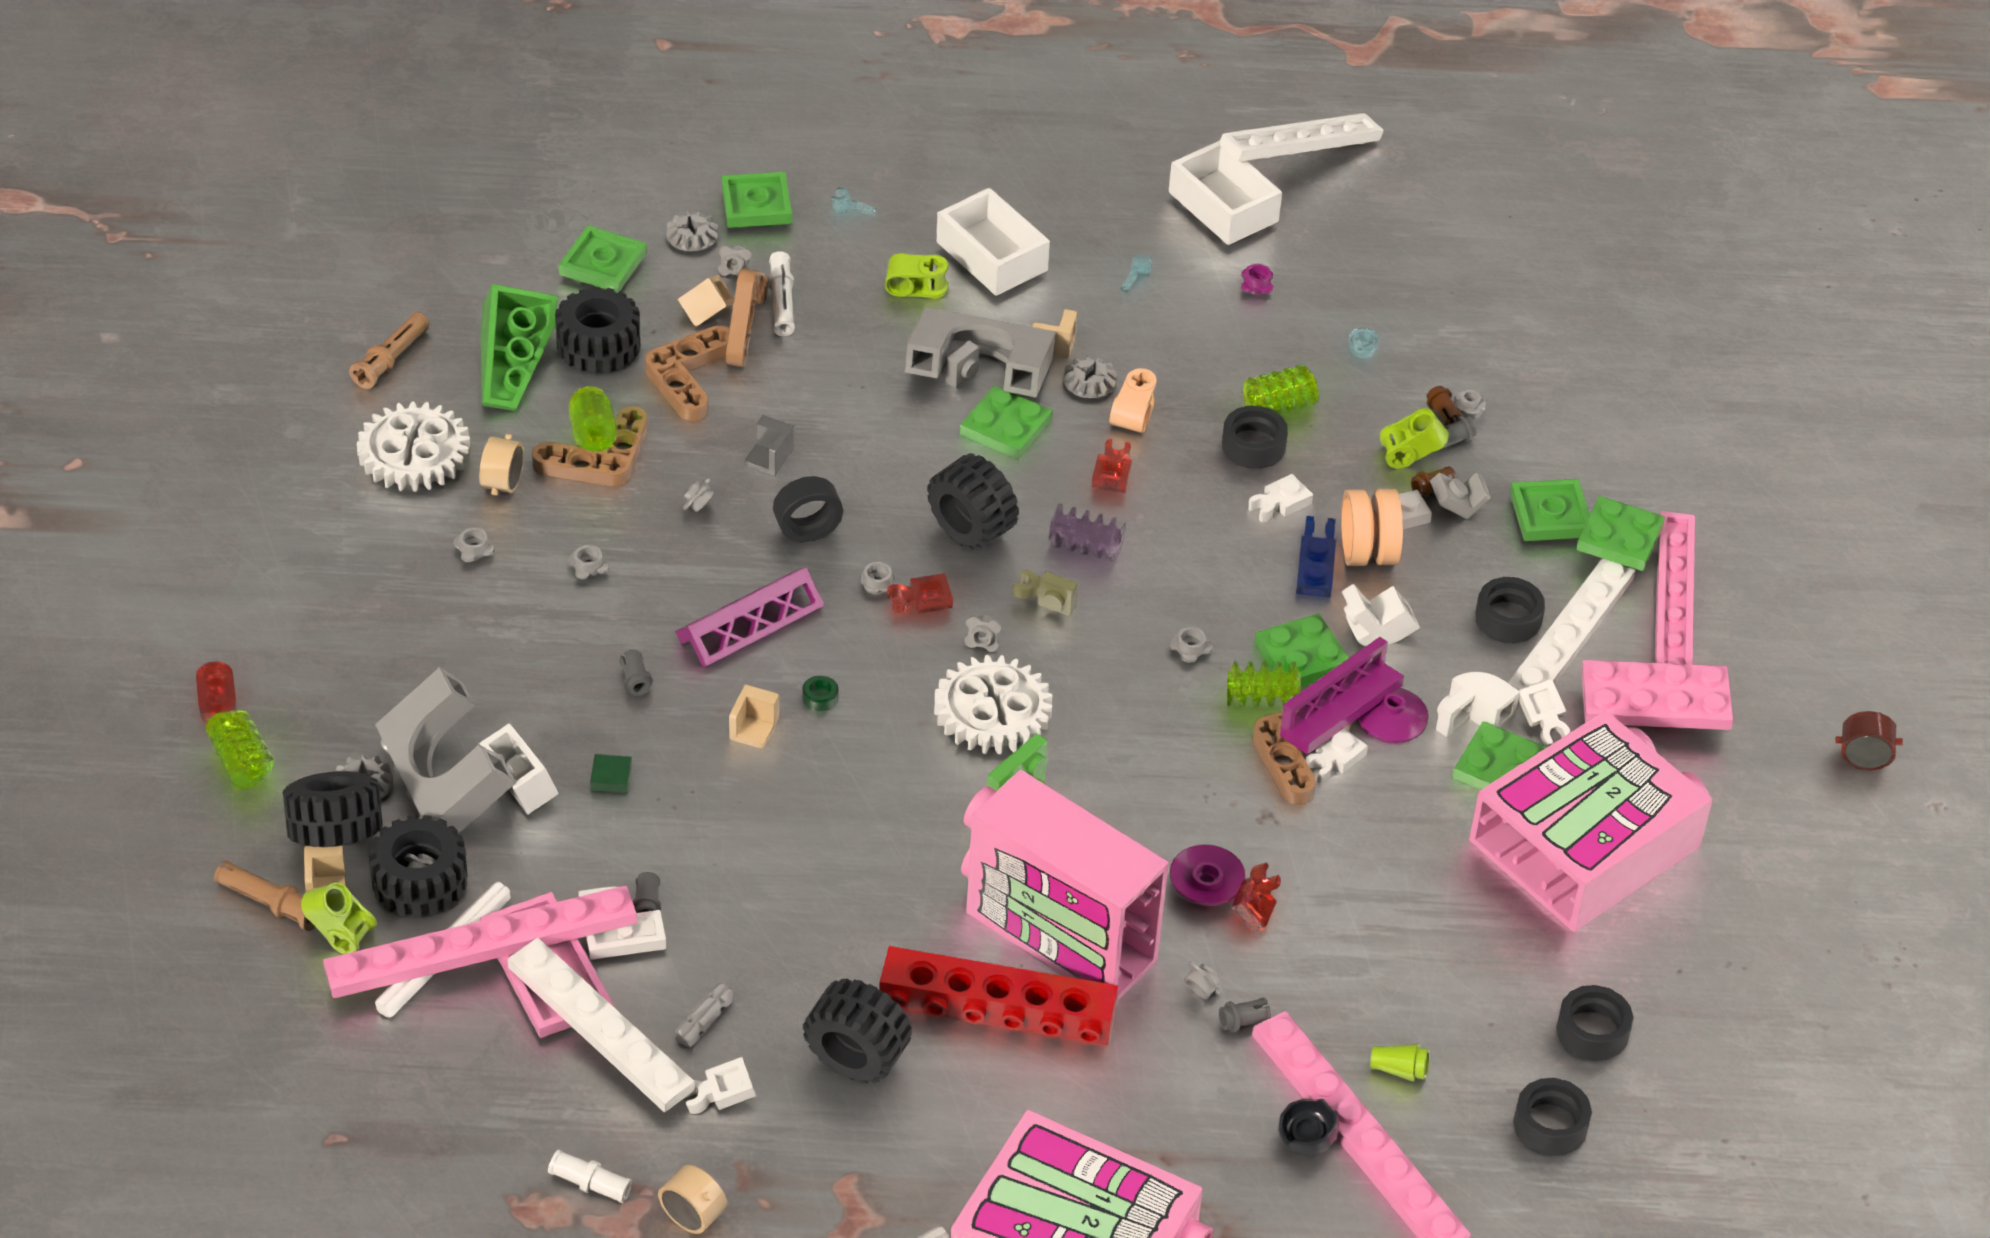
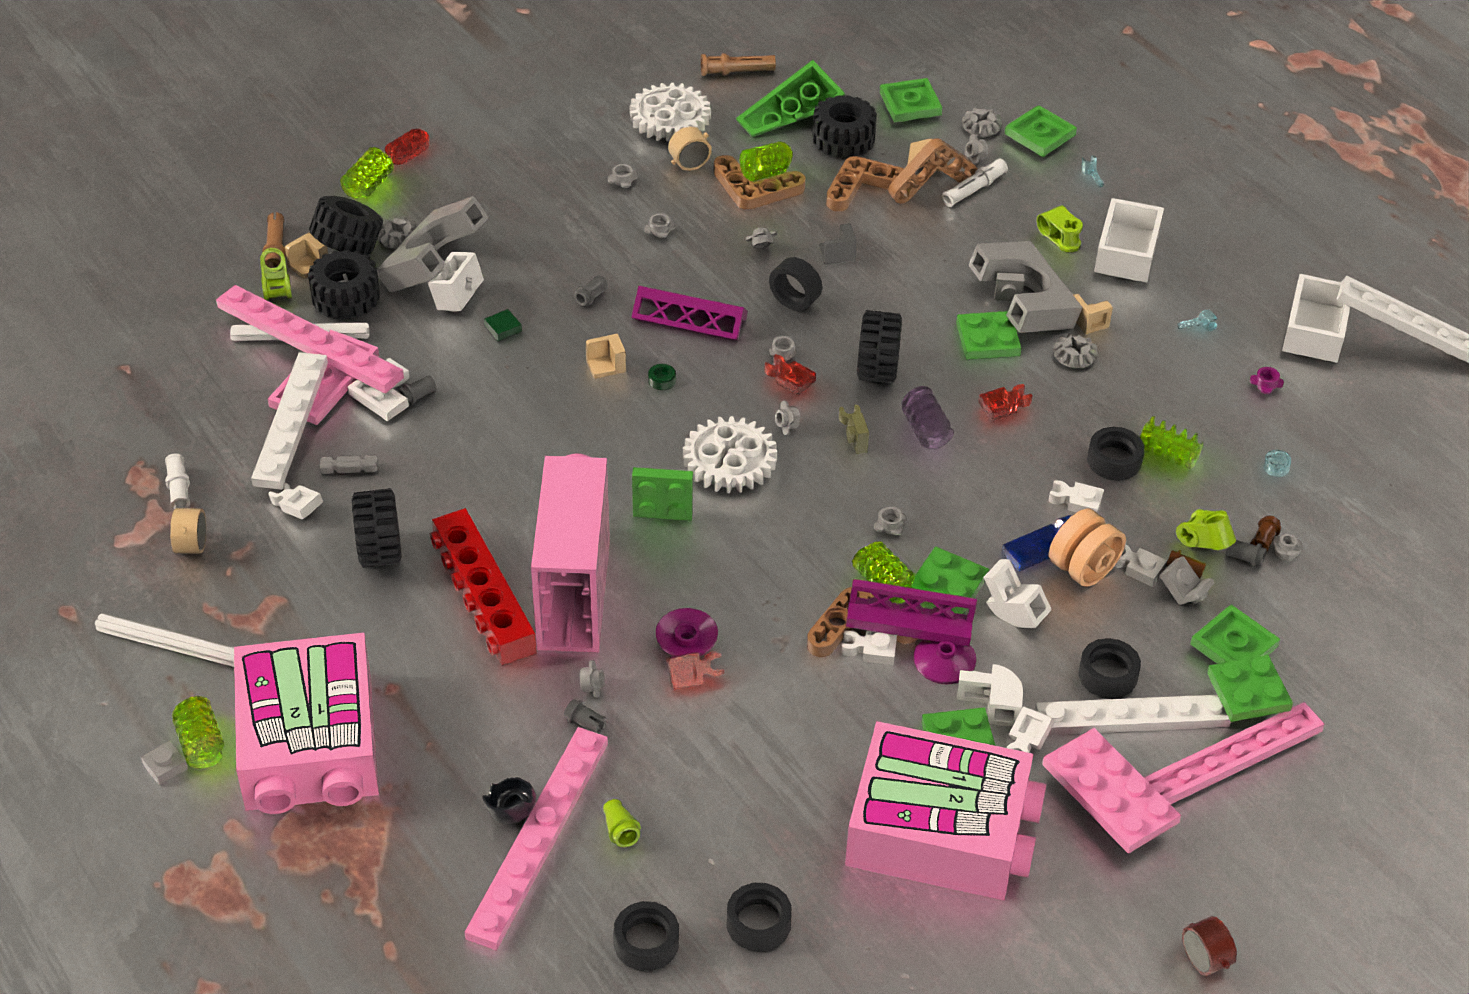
camera: 55 degrees right, 0 degrees up
(1135, 401) = (1071, 382): light nougat piece -> none

